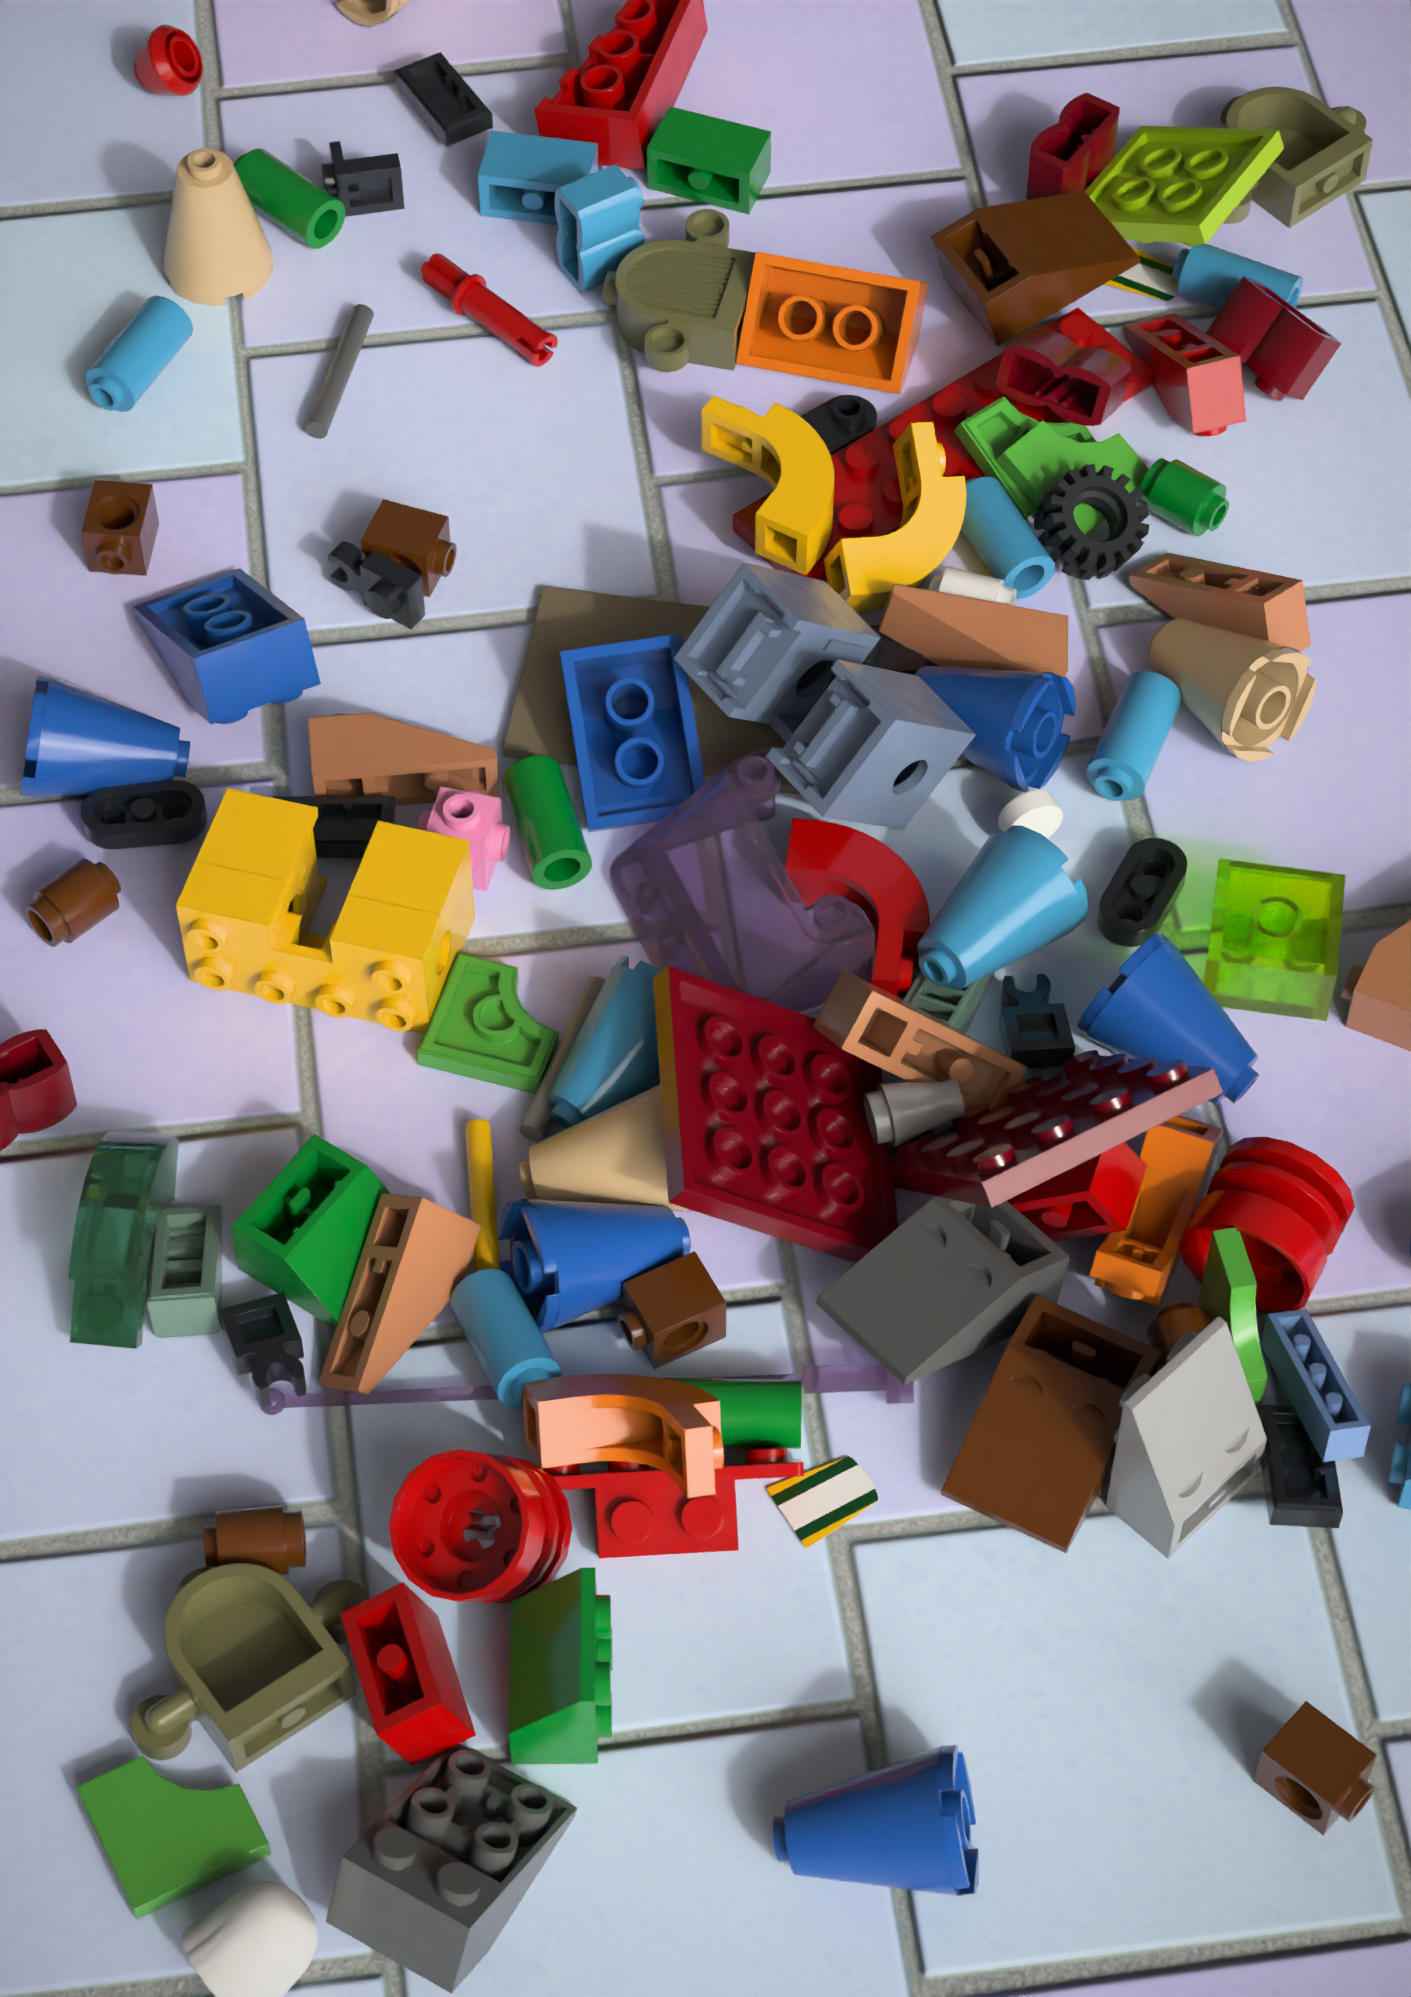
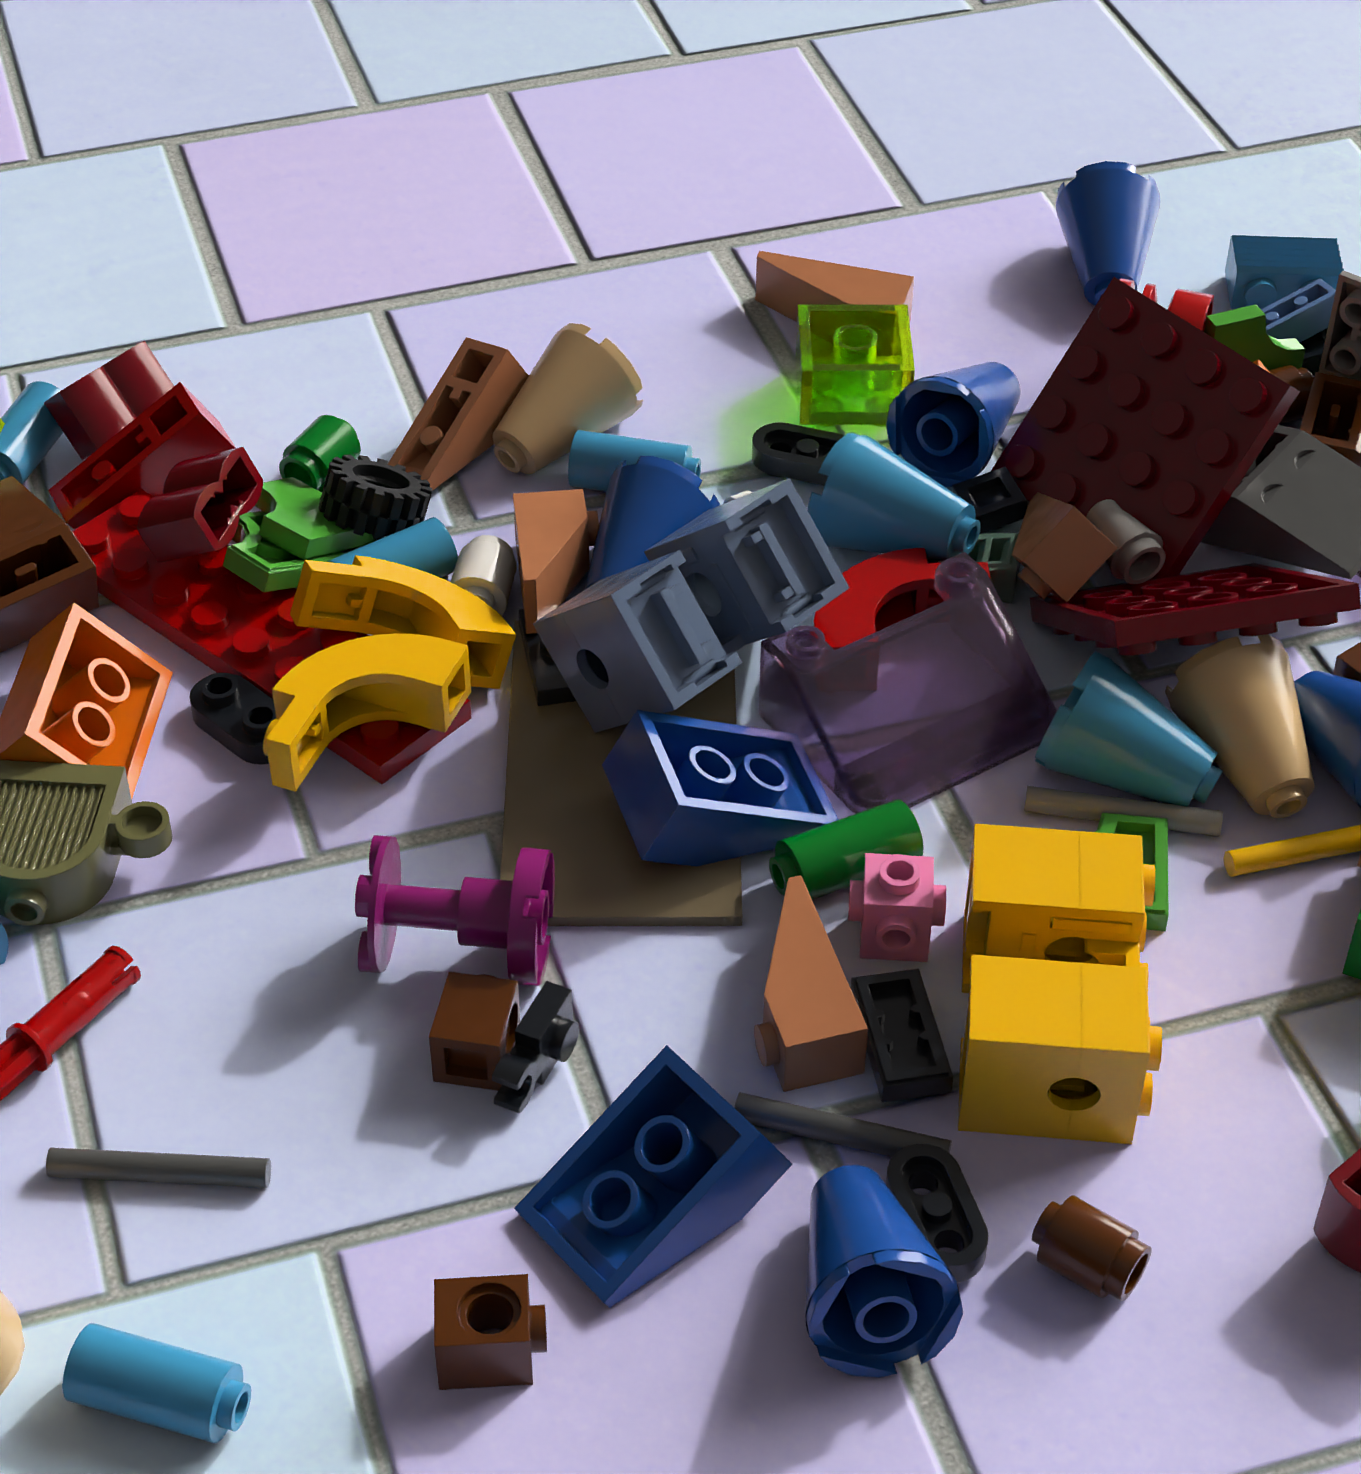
camera: 100 degrees left, 10 degrees down
(266, 757) = (830, 1126): none -> dark grey bar
(499, 563) = (483, 912): none -> magenta piece

